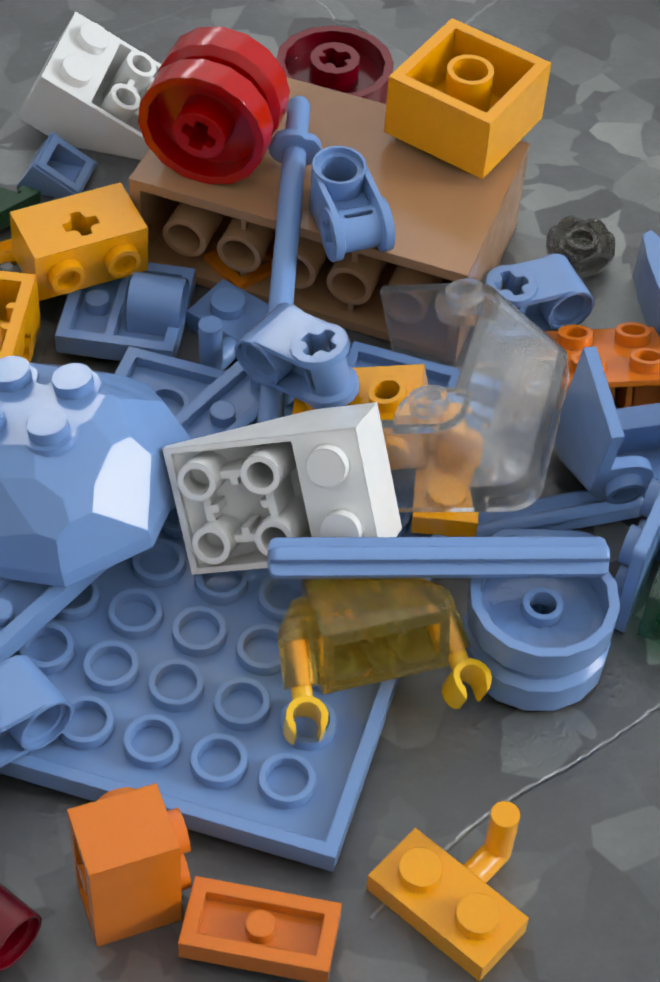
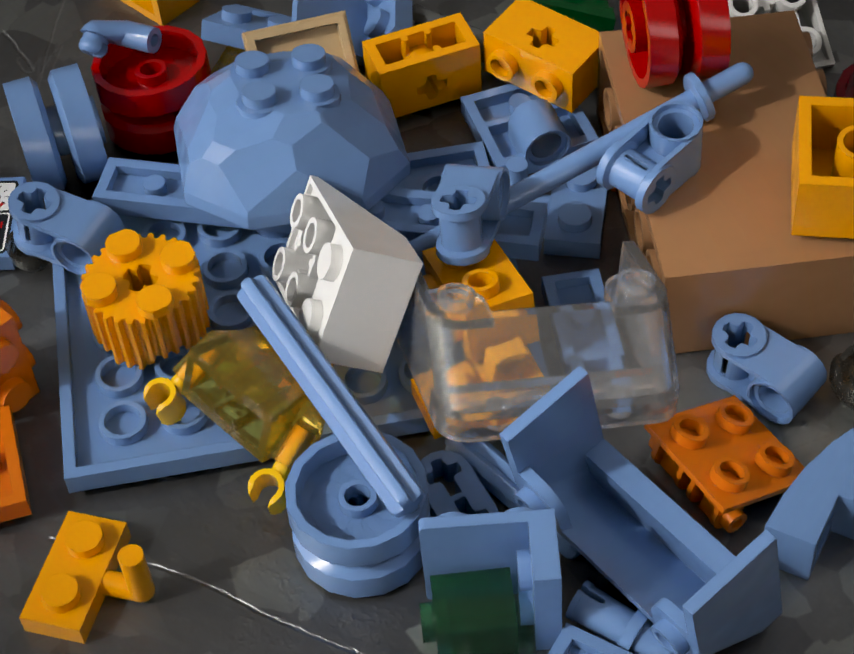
camera: 70 degrees right, 0 degrees up
(170, 674) = (145, 297): none -> light orange brick

